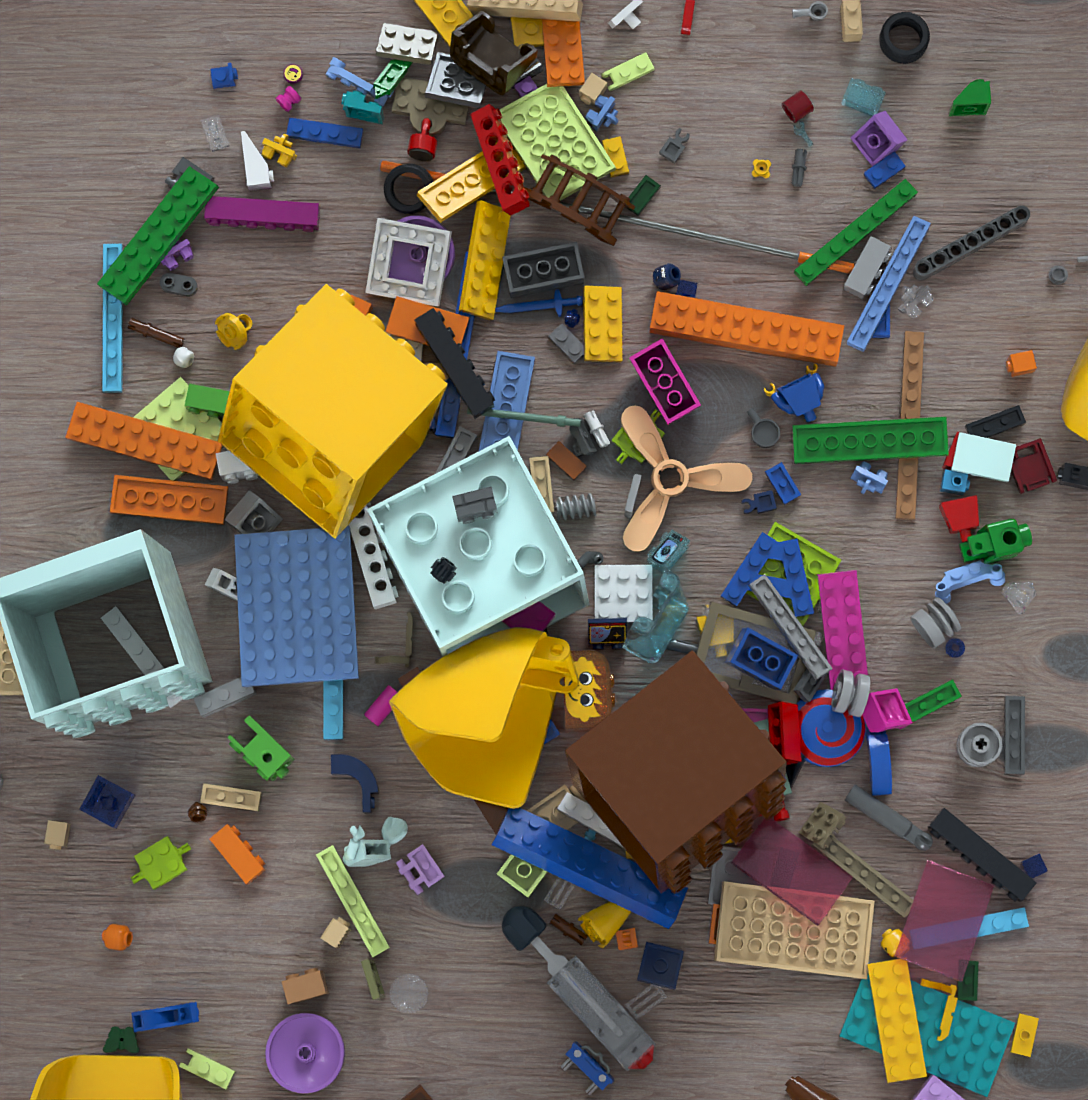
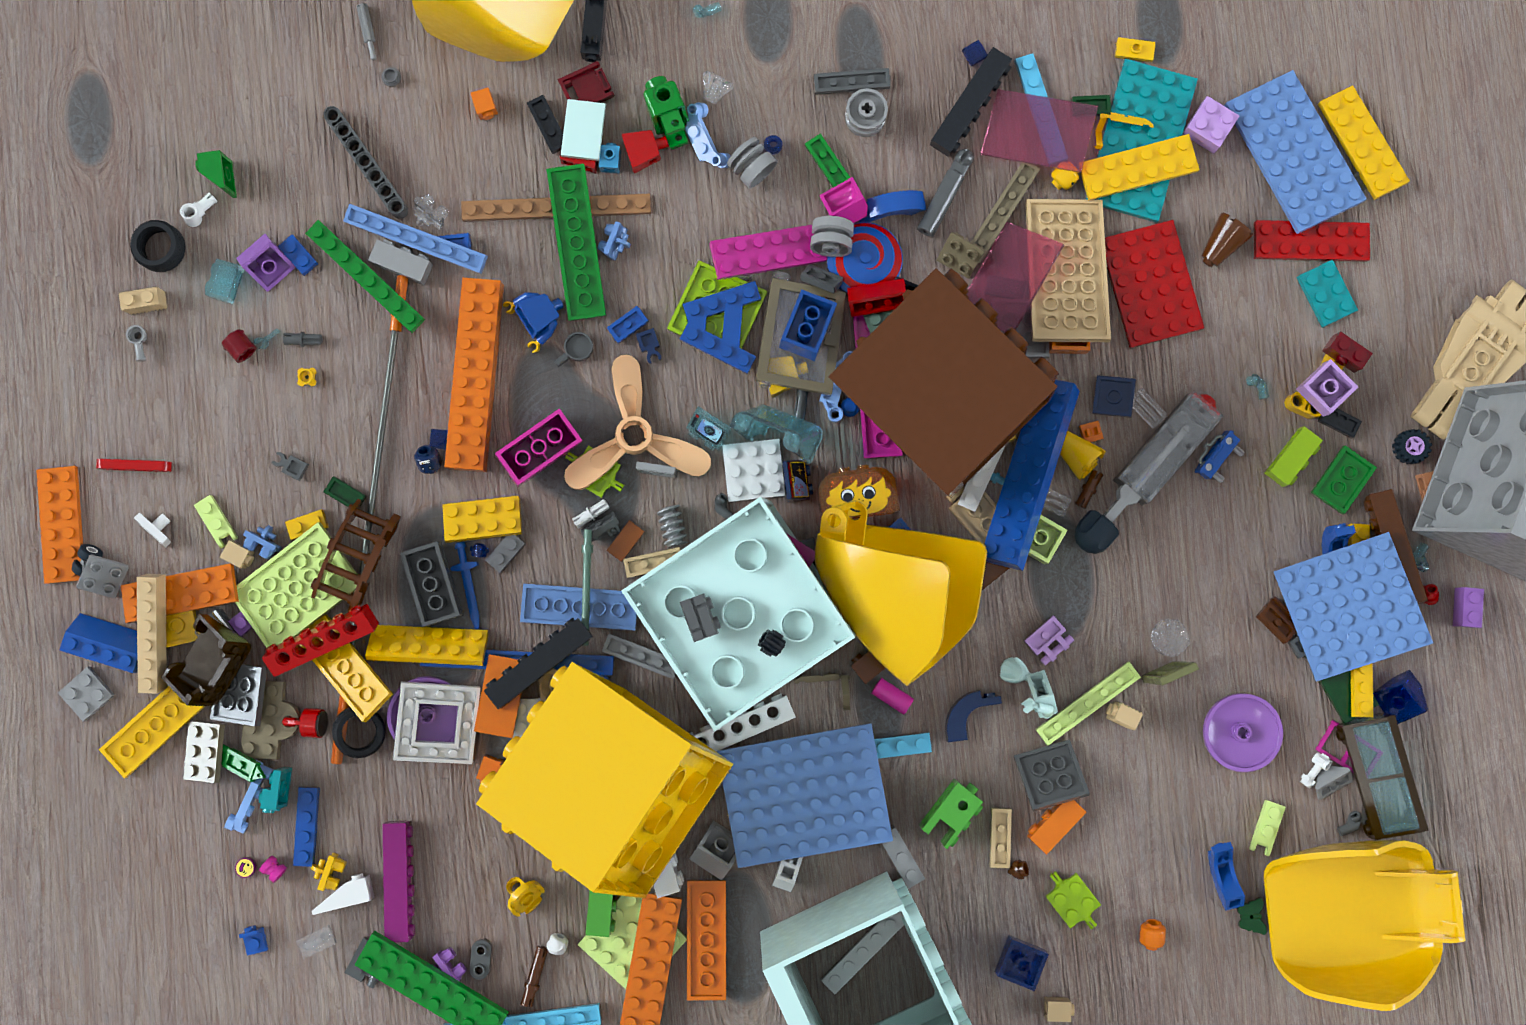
camera: 100 degrees left, 5 degrees up
(286, 853) = (1051, 775): none -> dark grey plate
(305, 987) = (1180, 740): medium nougat brick -> none
(774, 1021) = (1152, 284): none -> red plate
(790, 627) = (772, 301): light grey tile -> none
(938, 79) = (198, 209): none -> white pin

